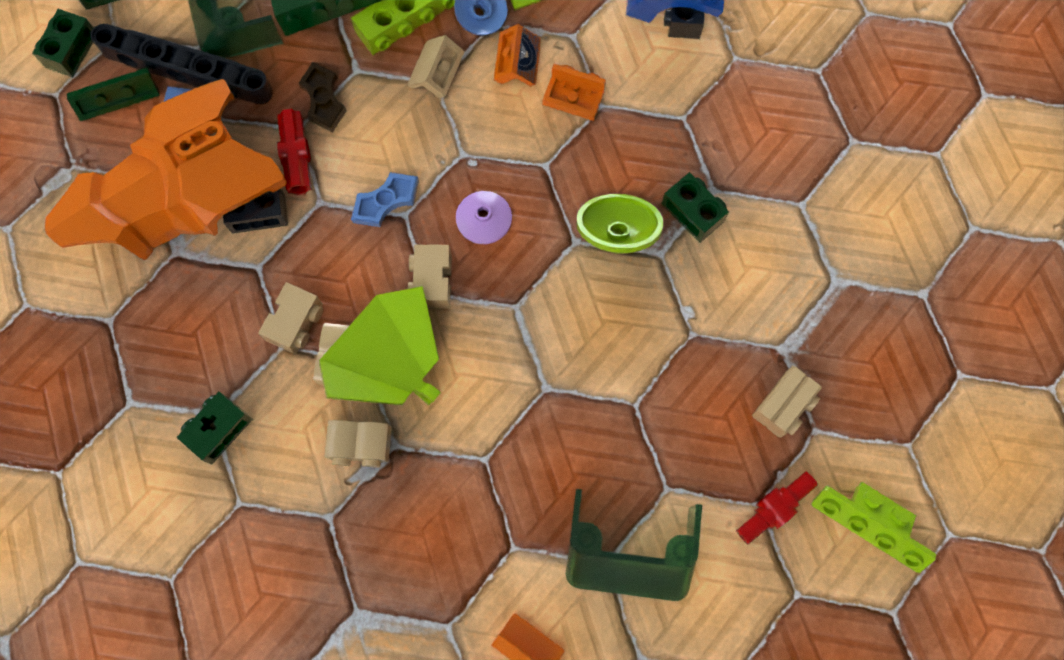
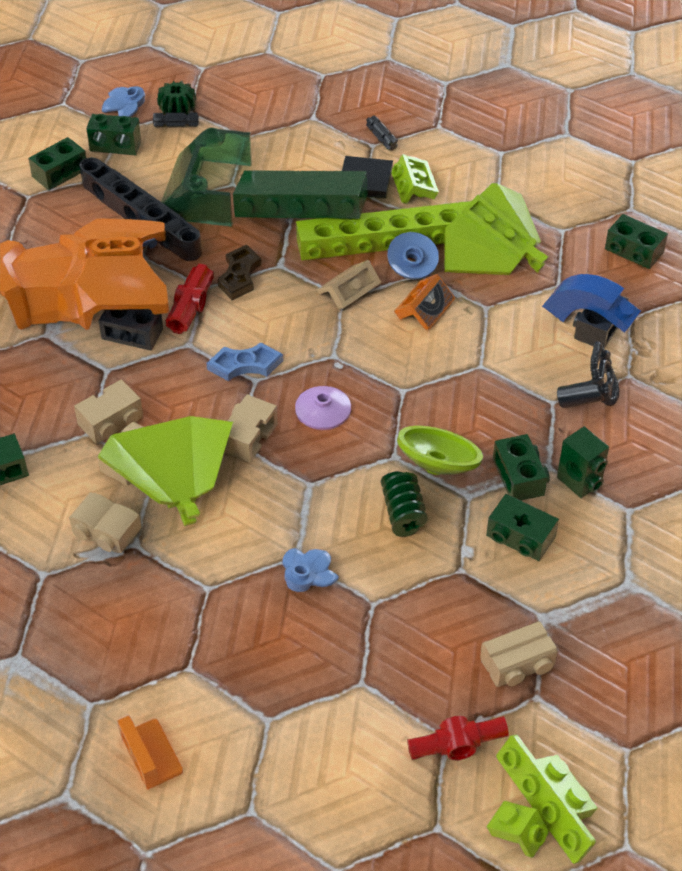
camera: 25 degrees right, 25 degrees down
(113, 94) = (70, 208): dark green hinge -> none
(564, 395) = (308, 569): none -> medium blue plate
(574, 92) = (460, 342): orange bracket -> none
(614, 293) = (403, 502): none -> dark green piece
(631, 574) = (284, 726): clear green windscreen -> none
(720, 97) = (595, 389): none -> black piece
(741, 265) = (522, 527): none -> dark green brick
(753, 181) = (583, 462): none -> dark green brick
(863, 565) = (519, 825): none -> lime bracket

